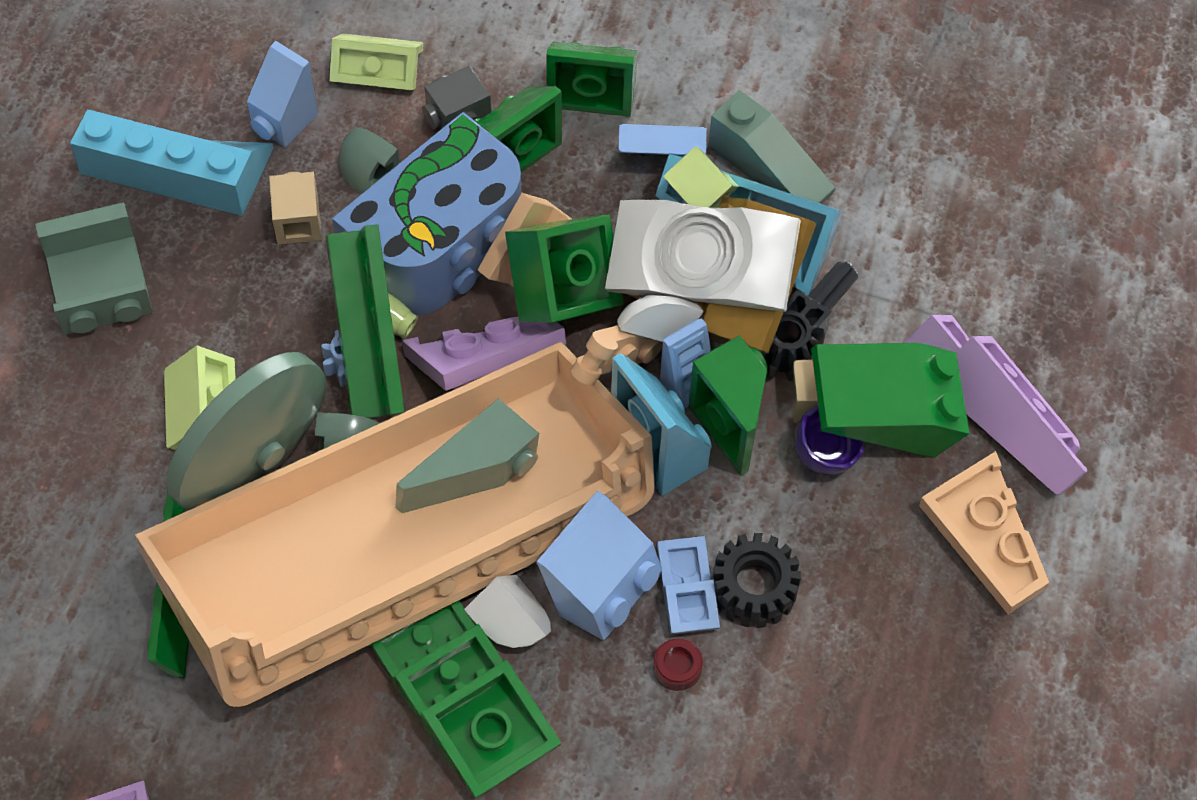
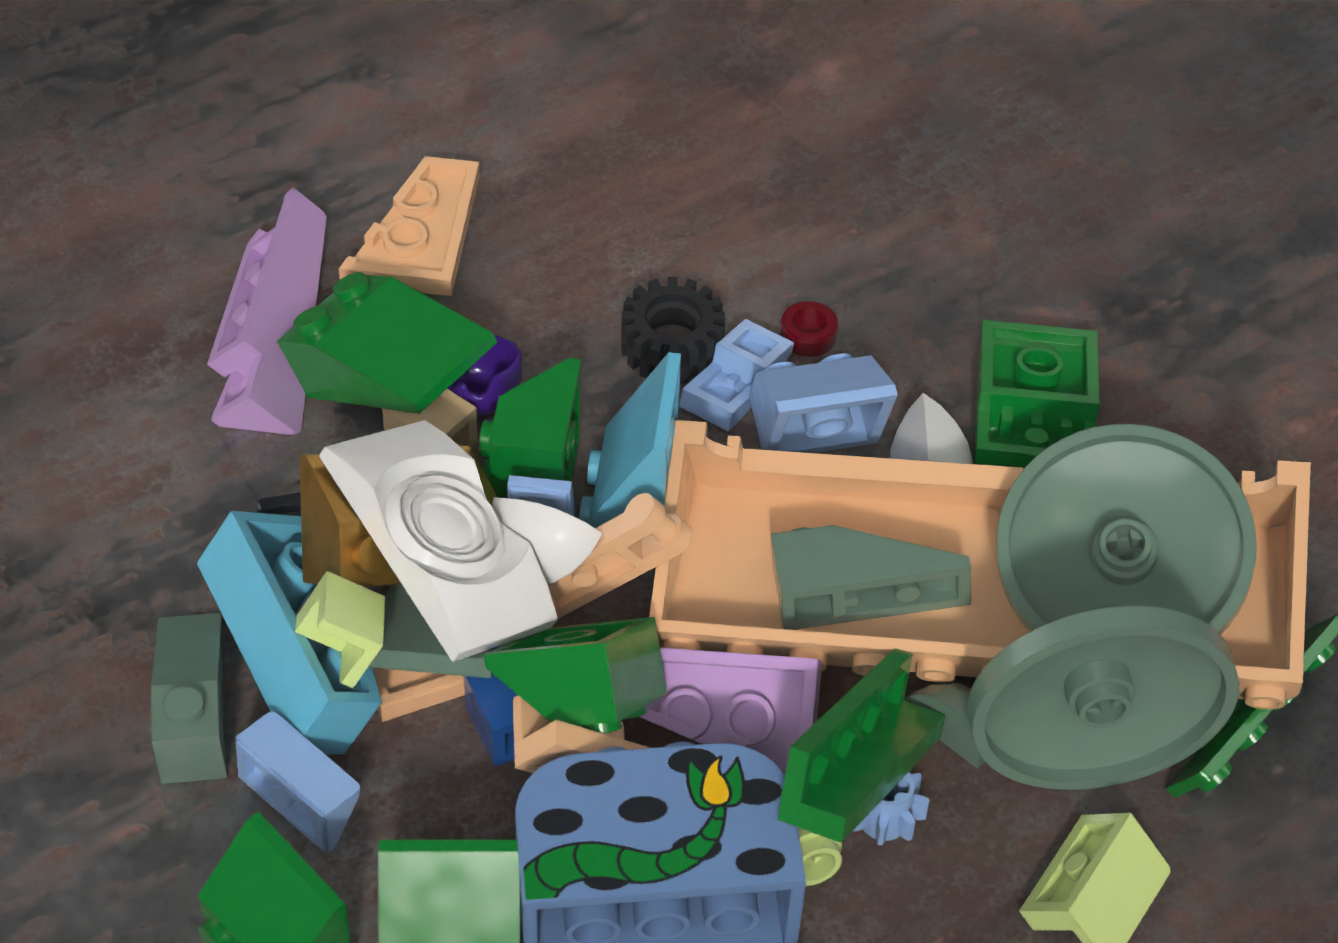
camera: 140 degrees left, 10 degrees down
(309, 562) = (1125, 524): none -> sand green dish

